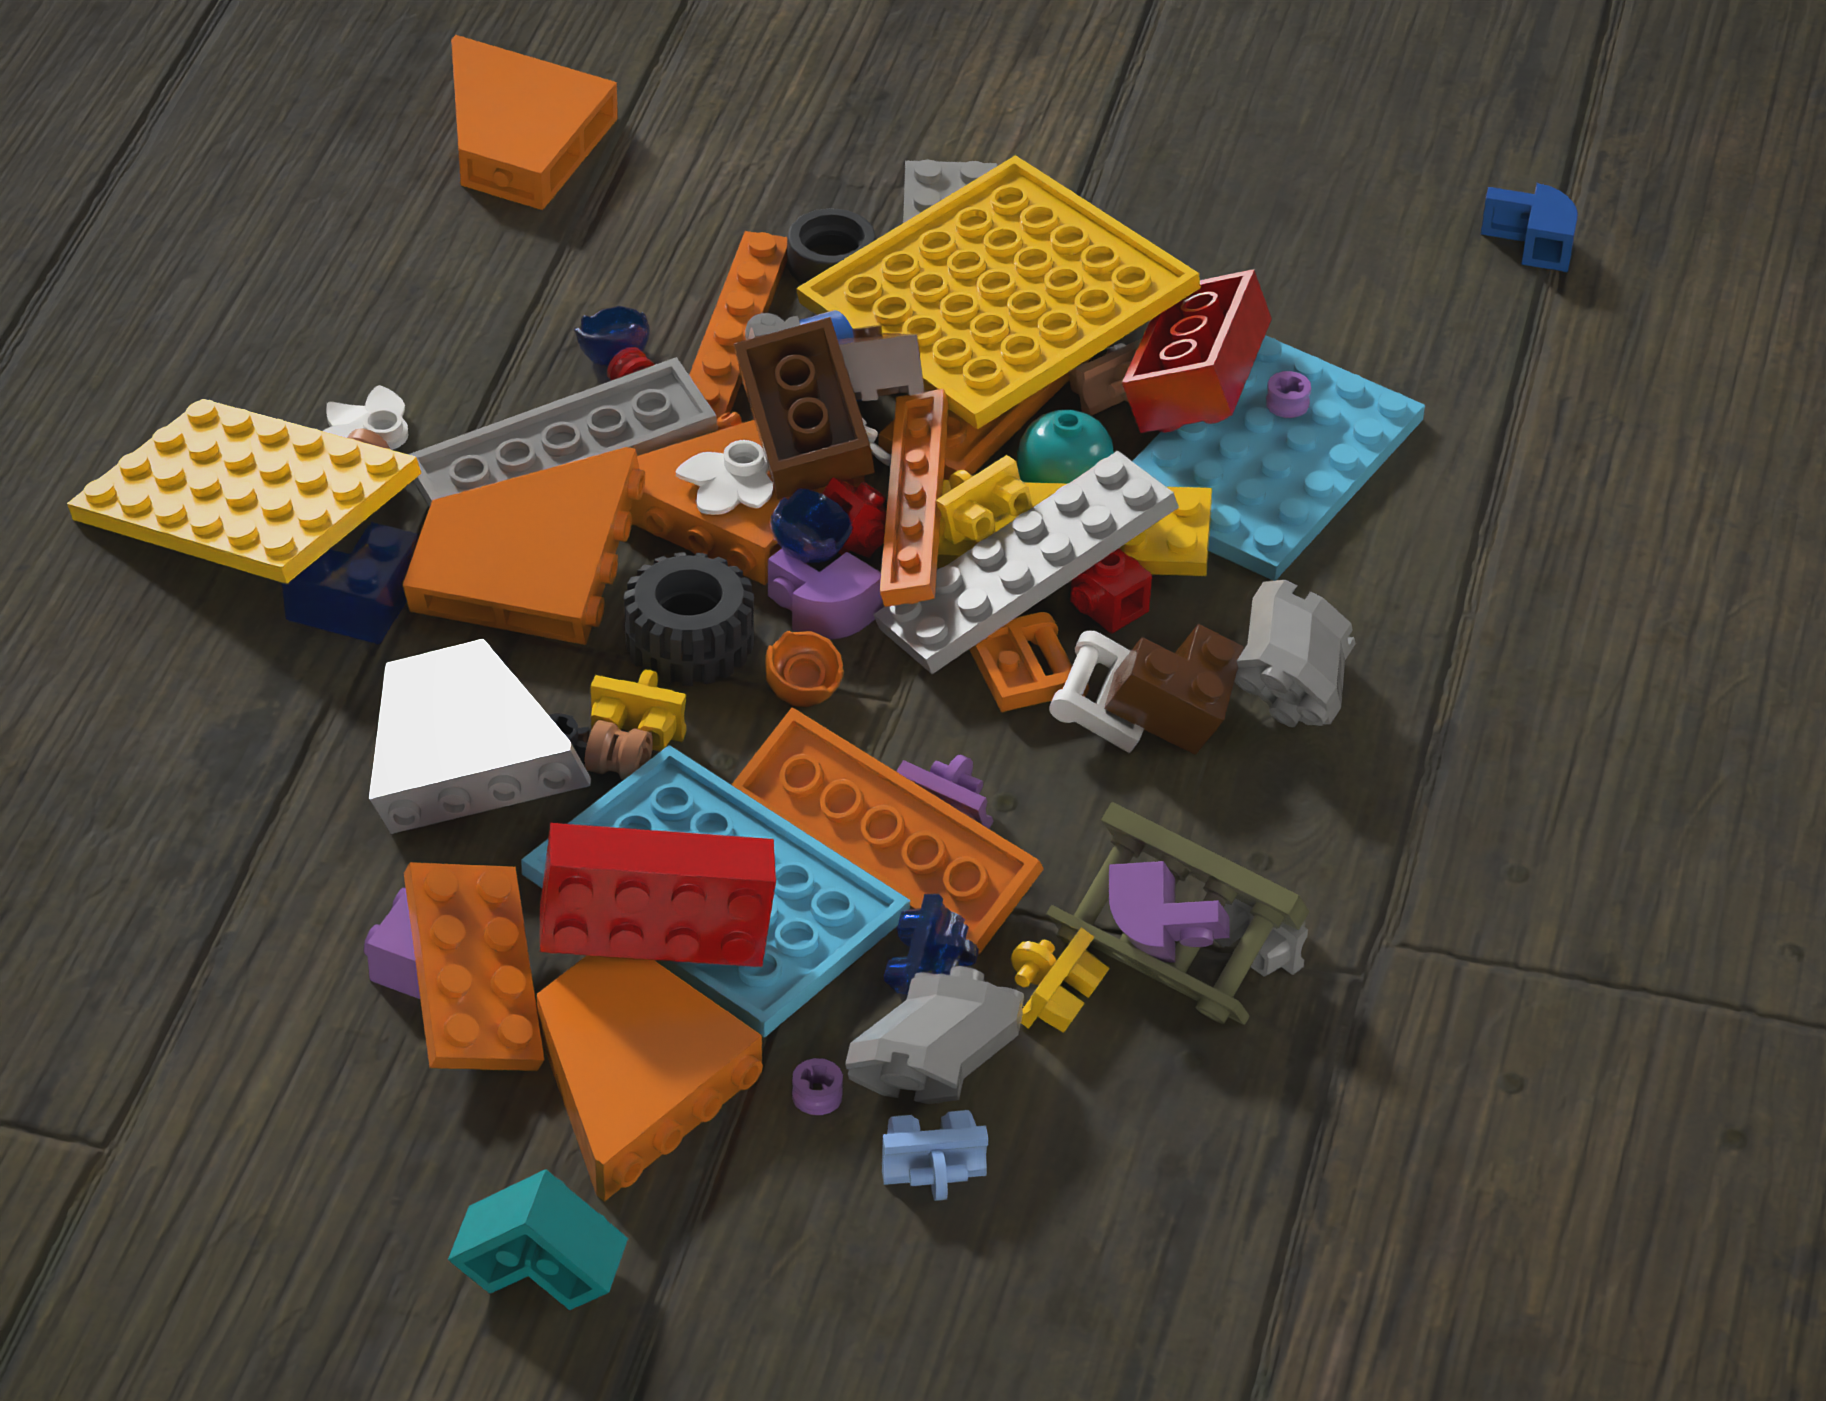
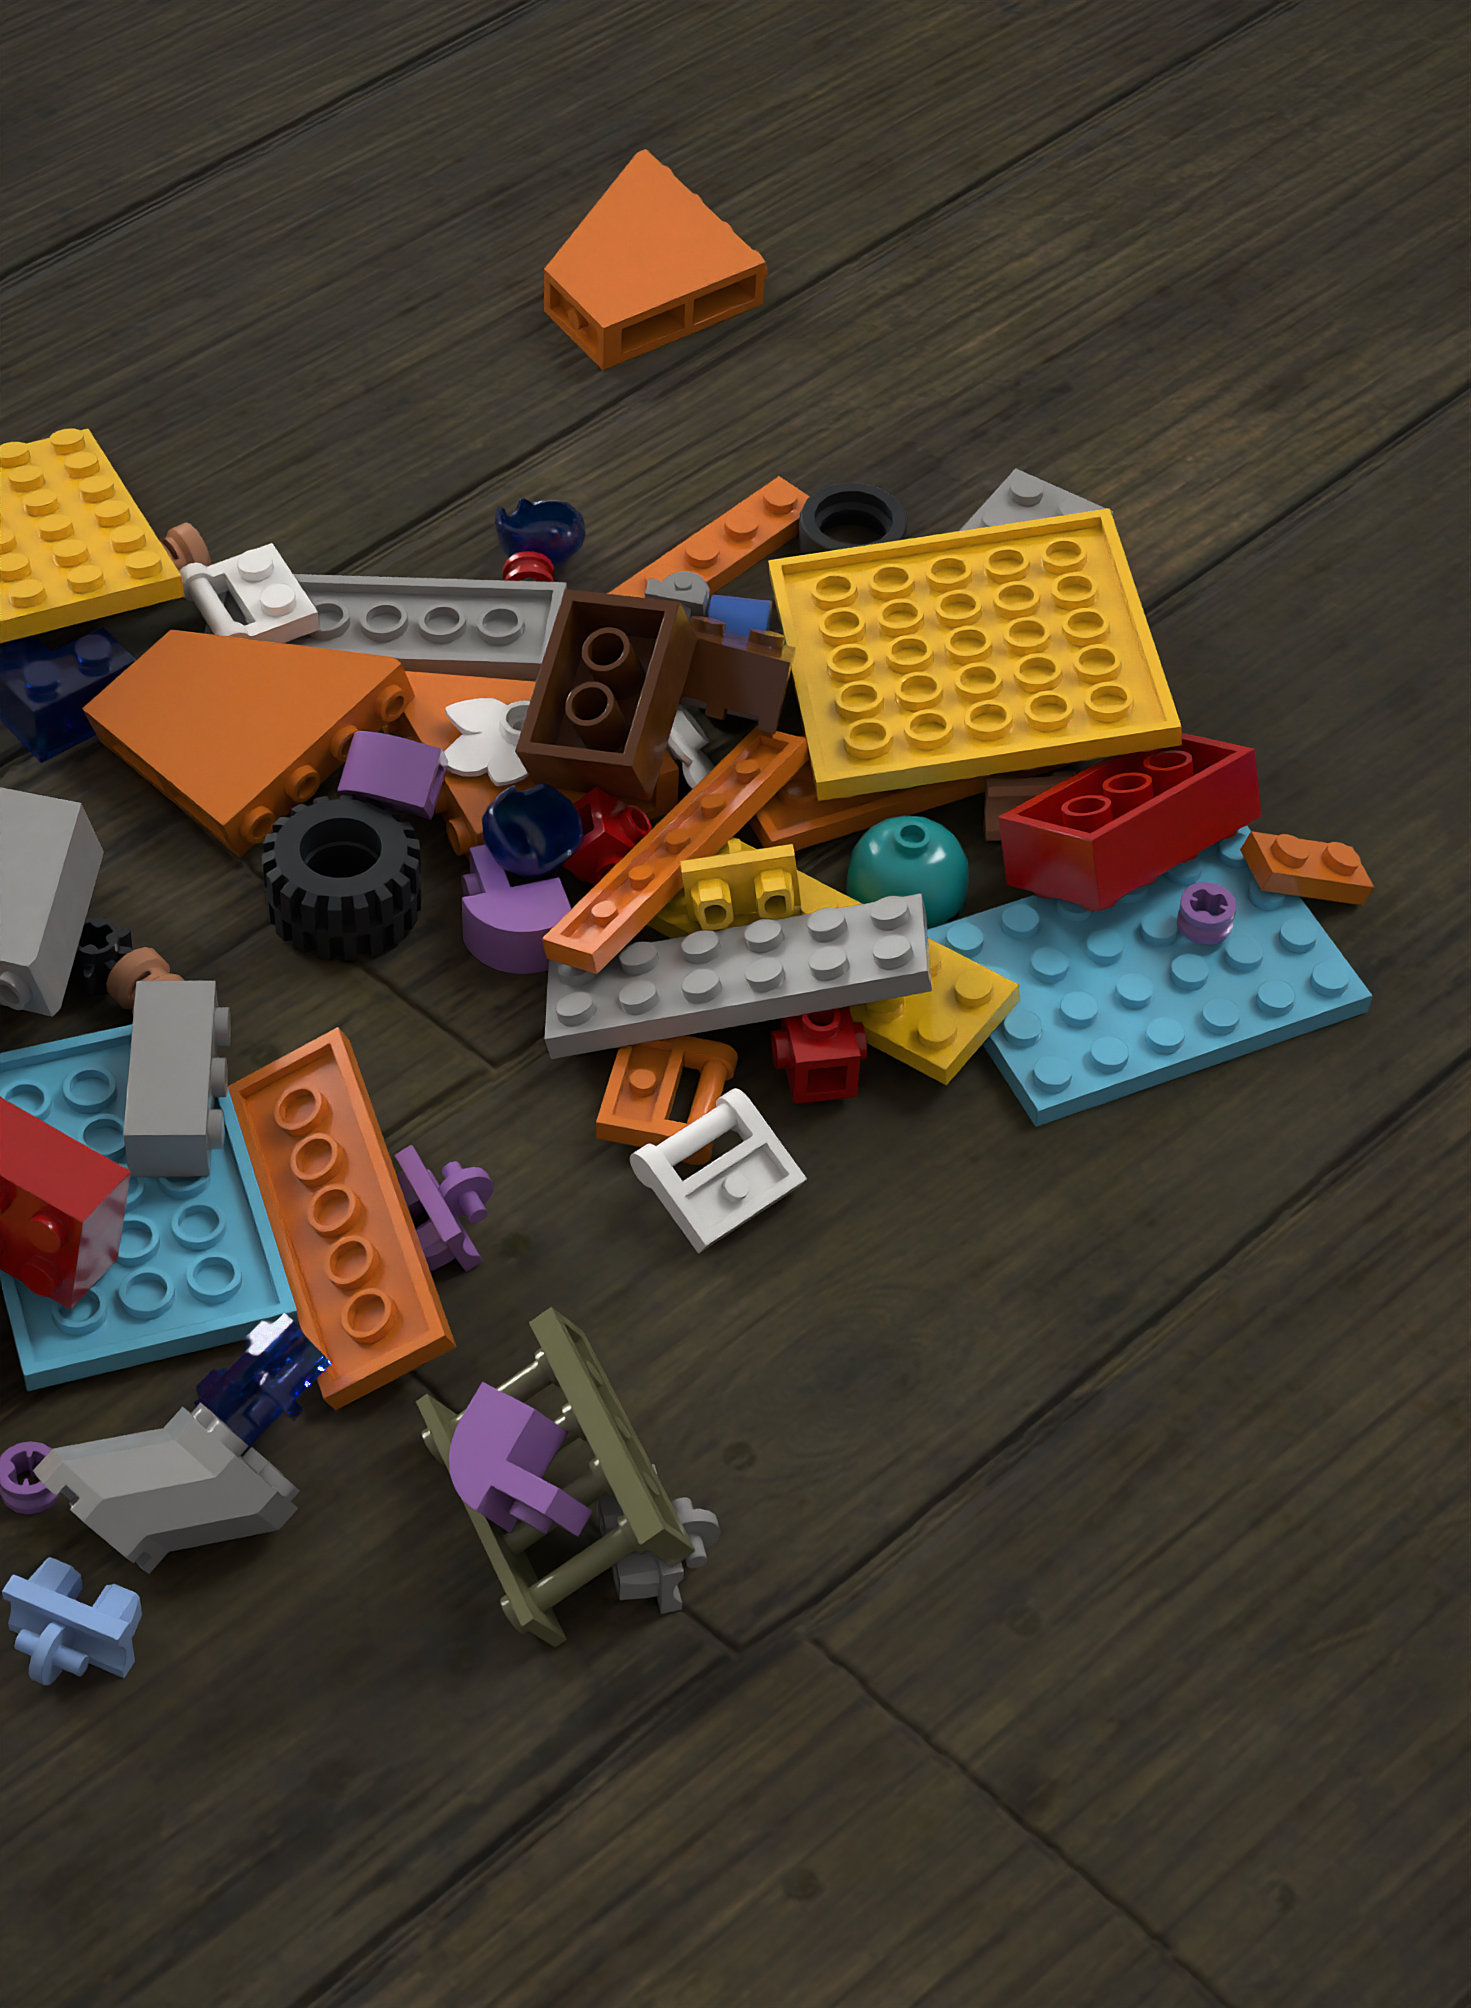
camera: 30 degrees right, 5 degrees up
(380, 414) = (228, 524): white plate -> none
(462, 455) = (263, 591): none -> white plate
(640, 707) = (216, 947): yellow hips -> none
(680, 526) = (394, 772): none -> medium lavender brick
(700, 781) = (175, 1079): none -> light grey brick
(803, 668) = (413, 987): orange hair -> none
(1039, 966) = (349, 1500): yellow hips -> none
(1180, 692) = (777, 1213): reddish brown brick -> none
(1295, 655) = (948, 1229): light grey brick -> none
(1323, 340) = (1307, 868): none -> orange plate

